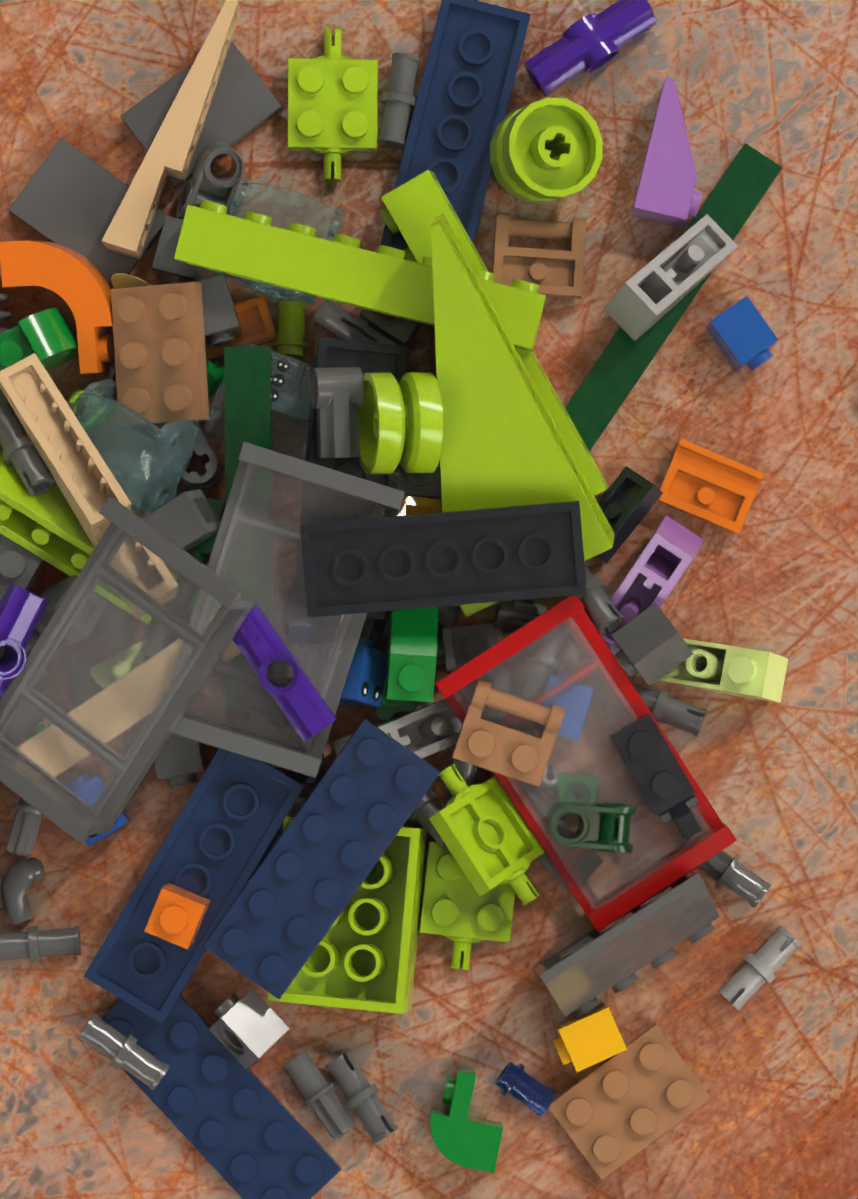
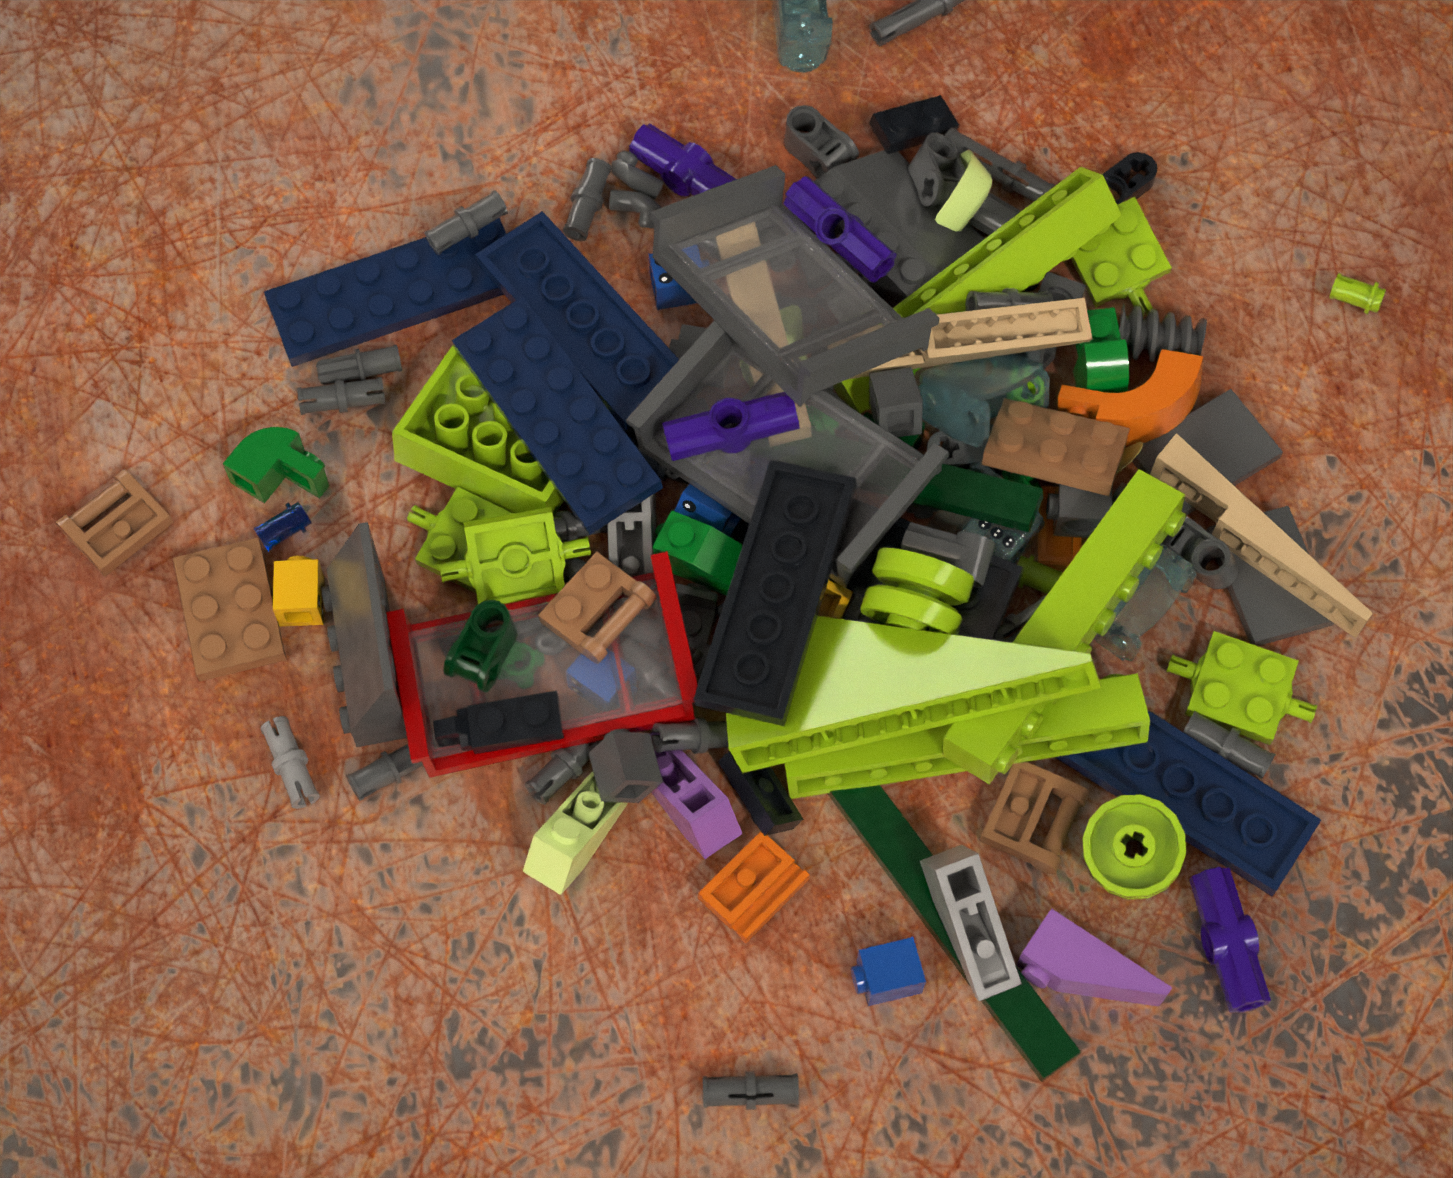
camera: 115 degrees right, 20 degrees down
(177, 915) = (557, 281): orange brick -> none
(247, 1027) = (440, 324): brick -> none

